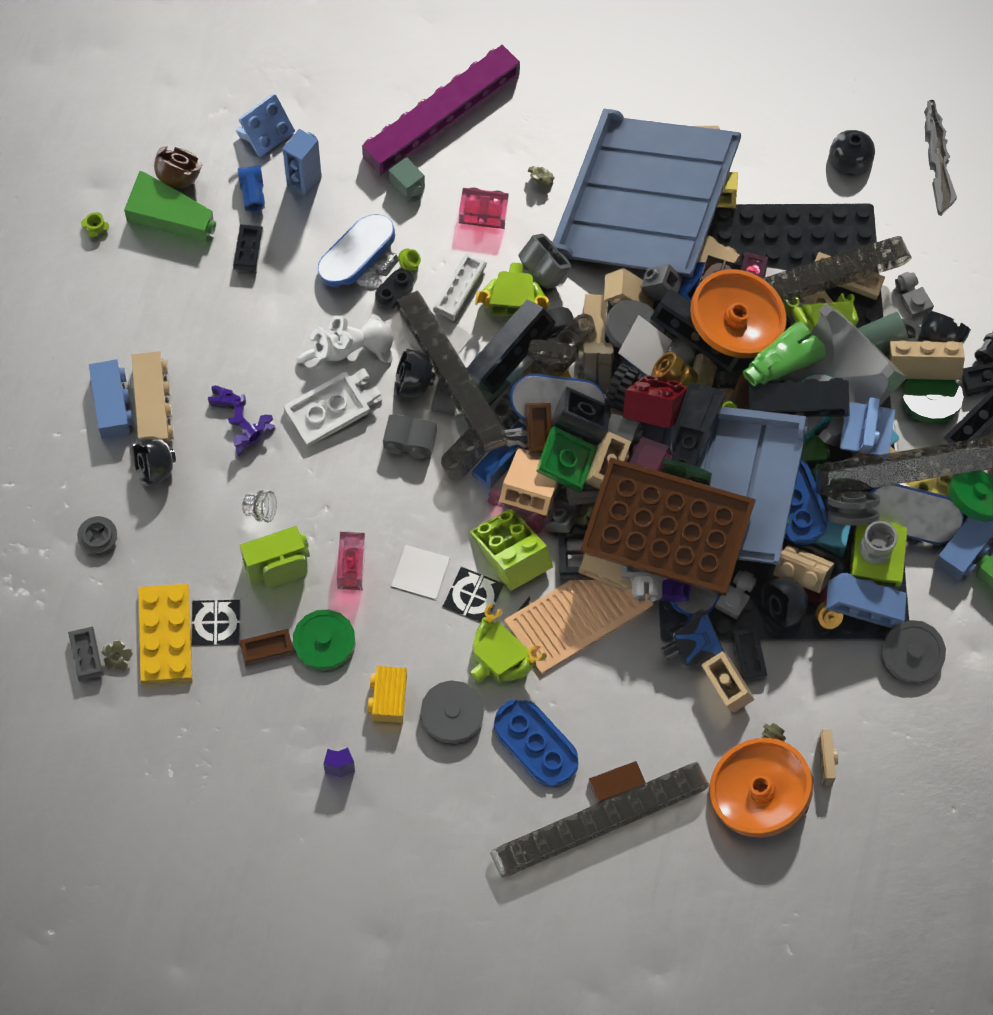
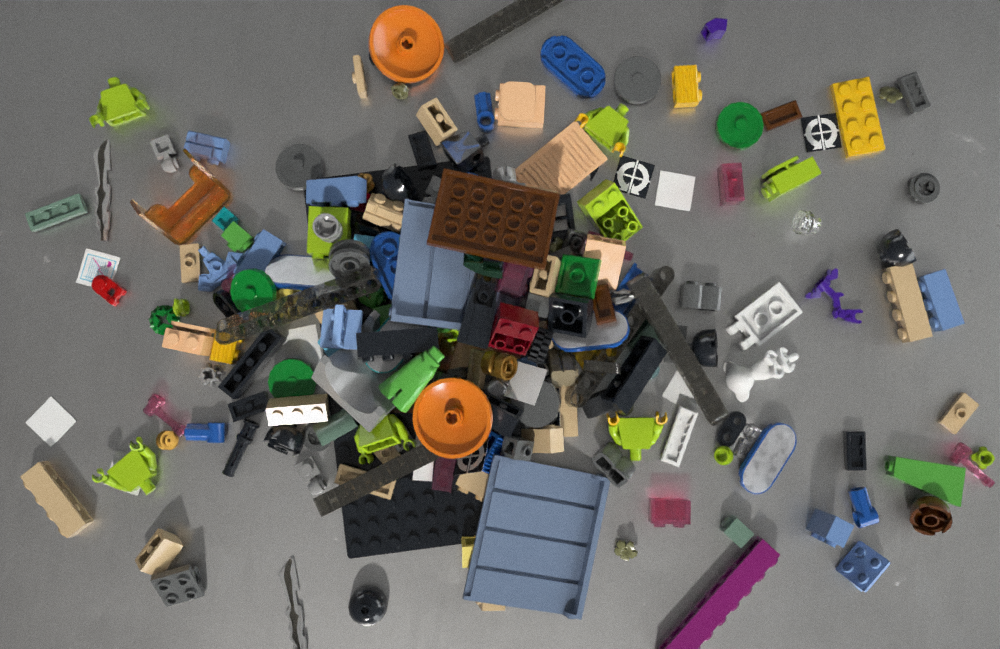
camera: 175 degrees right, 20 degrees up
(112, 275) = (958, 413): none -> tan plate
(121, 228) = (961, 455): none -> clear pink brick
(614, 694) = (520, 105): none -> light nougat brick
(616, 781) = (511, 43): reddish brown tile -> none
(662, 694) = (484, 111): none -> blue piece

